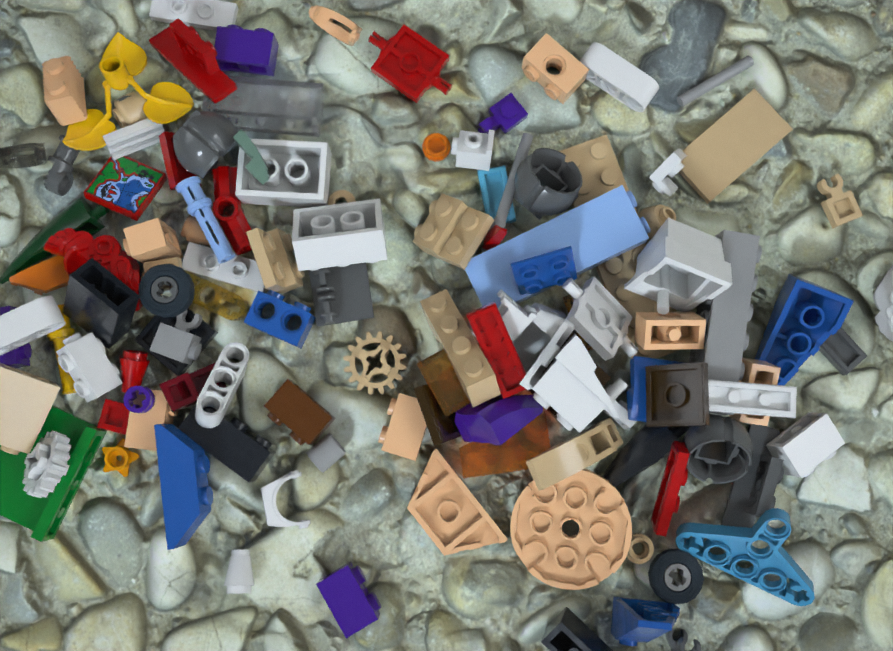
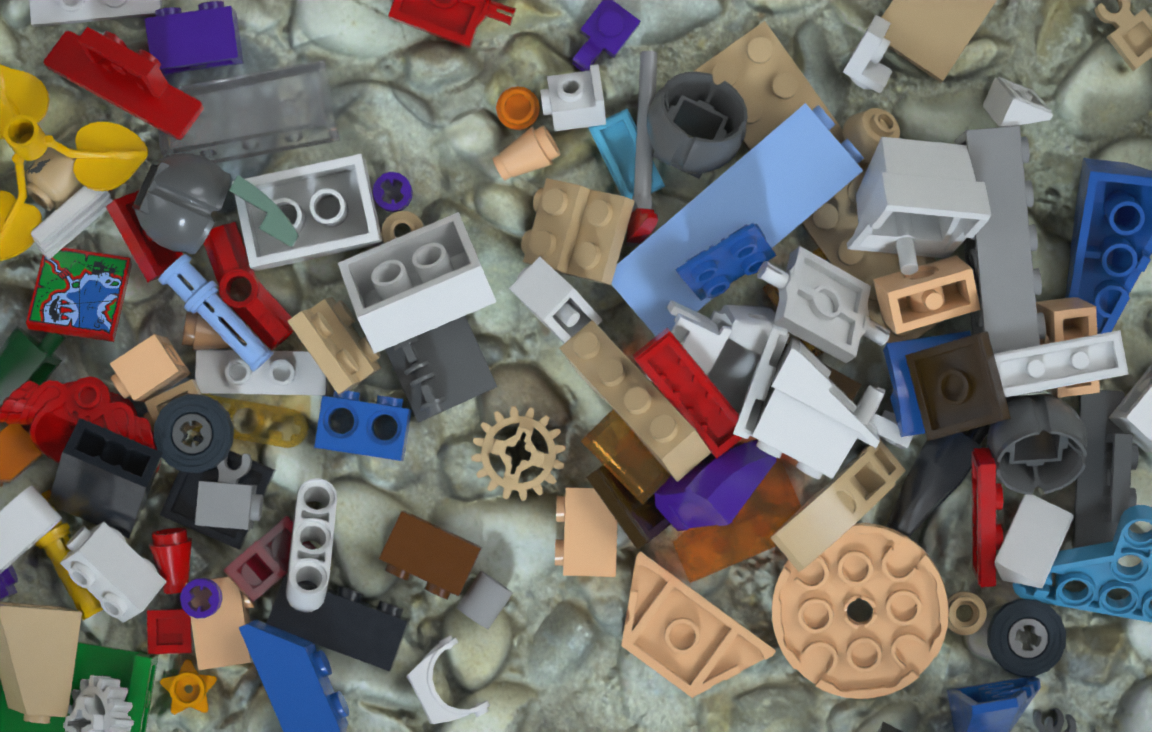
camera: 10 degrees left, 5 degrees up
(334, 177) = (379, 193): none -> dark purple bush
(424, 268) = (553, 300): none -> white brick
(434, 176) = (527, 153): none -> light nougat cone
(697, 514) = (1032, 542): none -> white slope
(755, 224) = (1014, 104): none -> white slope

